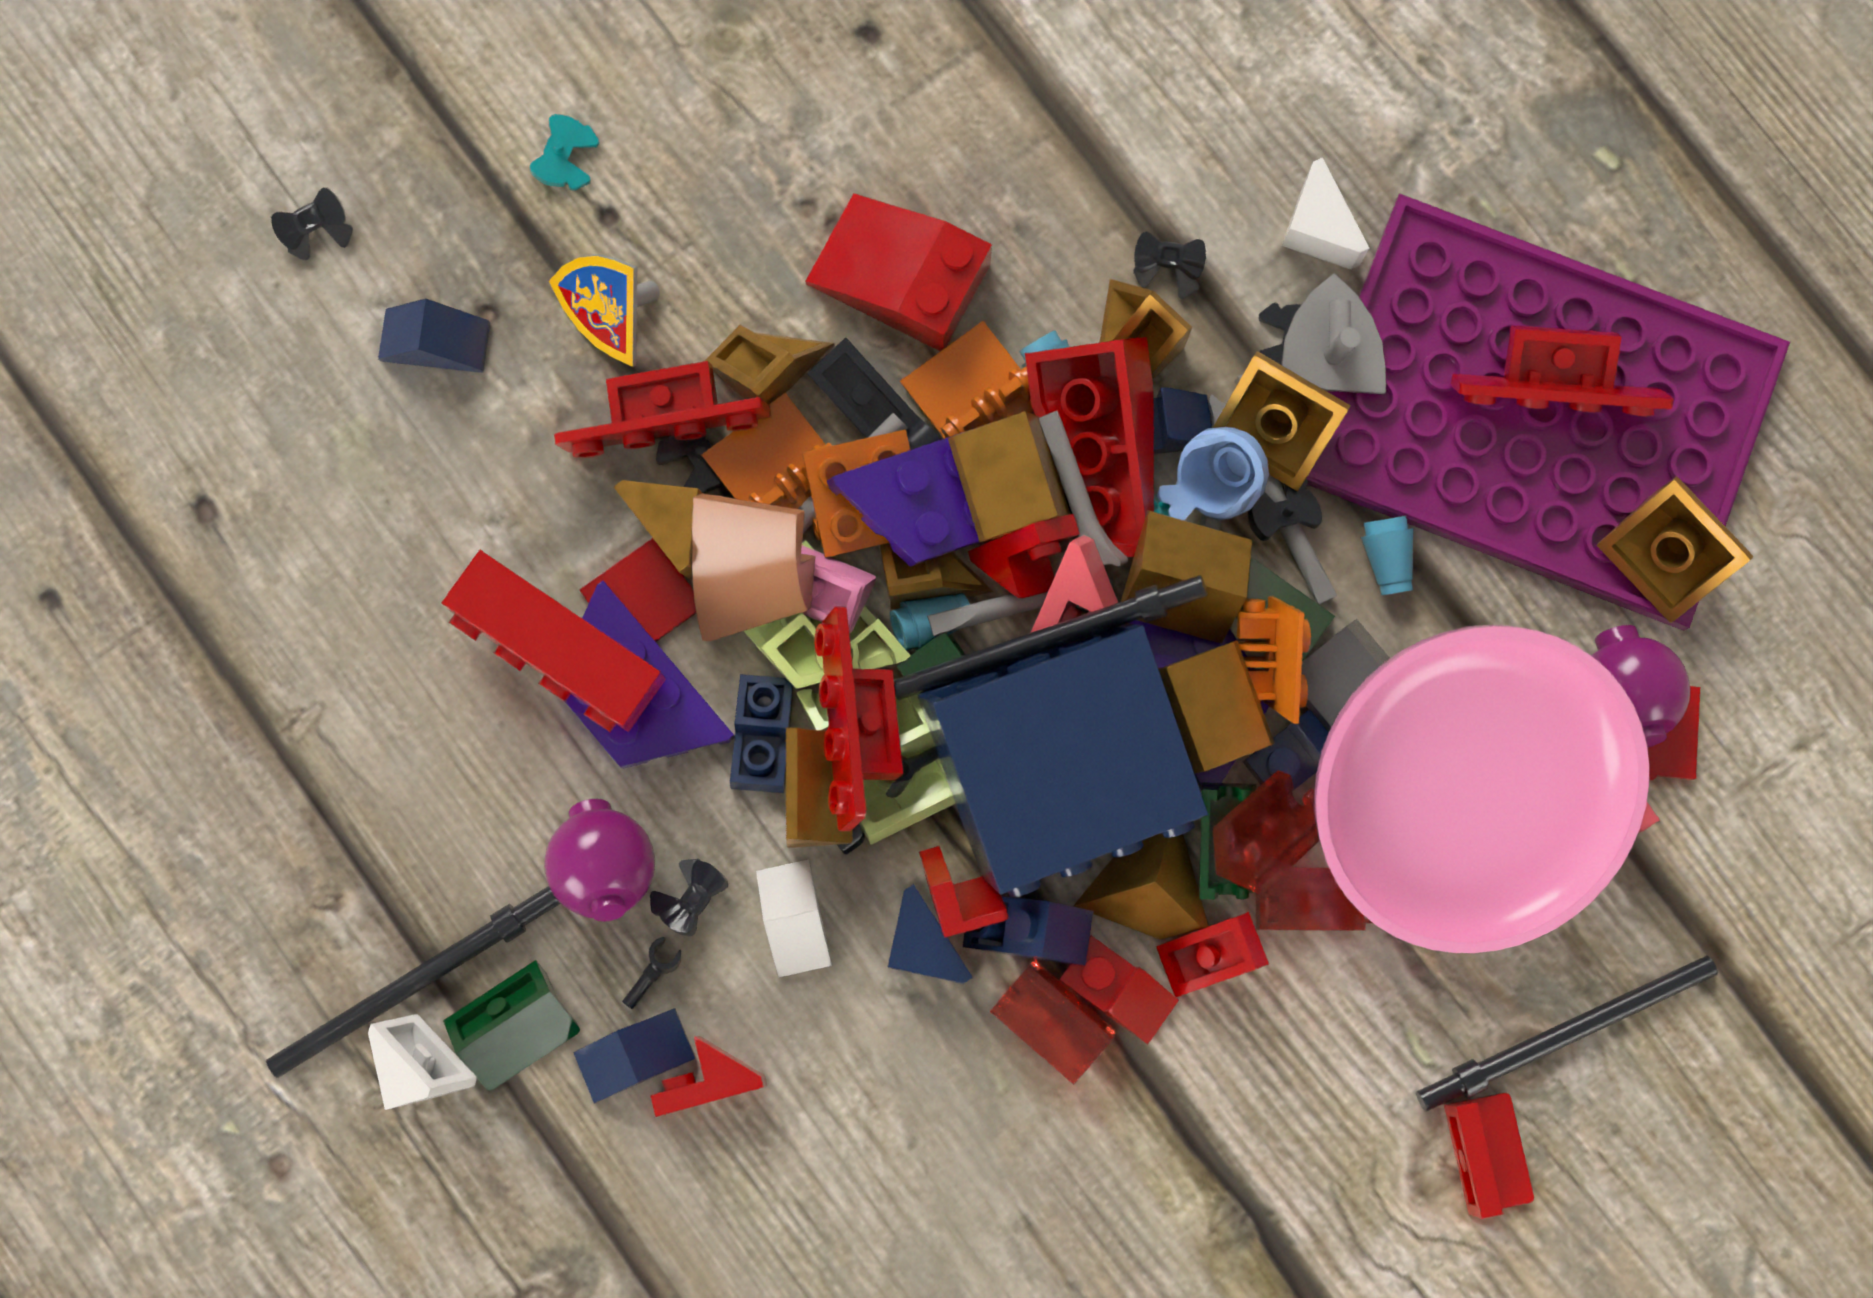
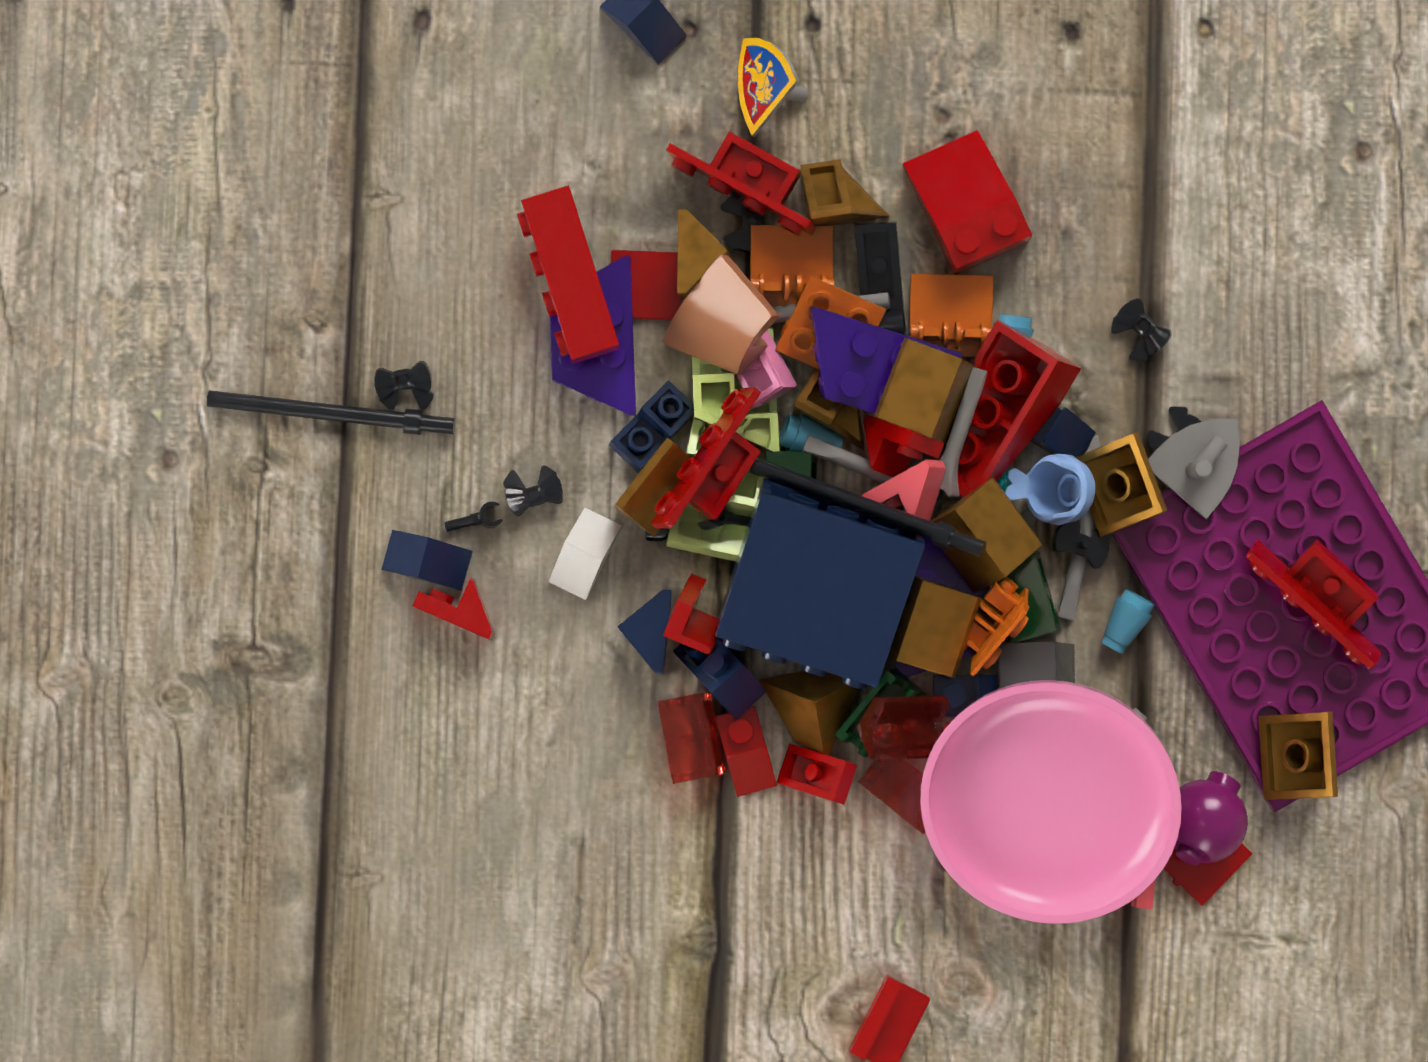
camera: 45 degrees right, 5 degrees up
(414, 1062) = (295, 462): white slope -> none
(478, 875) = (417, 379): none -> black piece
(510, 1026) = (367, 484): panel -> none
(599, 861) = (495, 428): magenta brick -> none
(1143, 313) = (1089, 351): pearl gold slope -> none
(1324, 223) = (1256, 380): white slope -> none
(1474, 1077) = (915, 970): black bar -> none

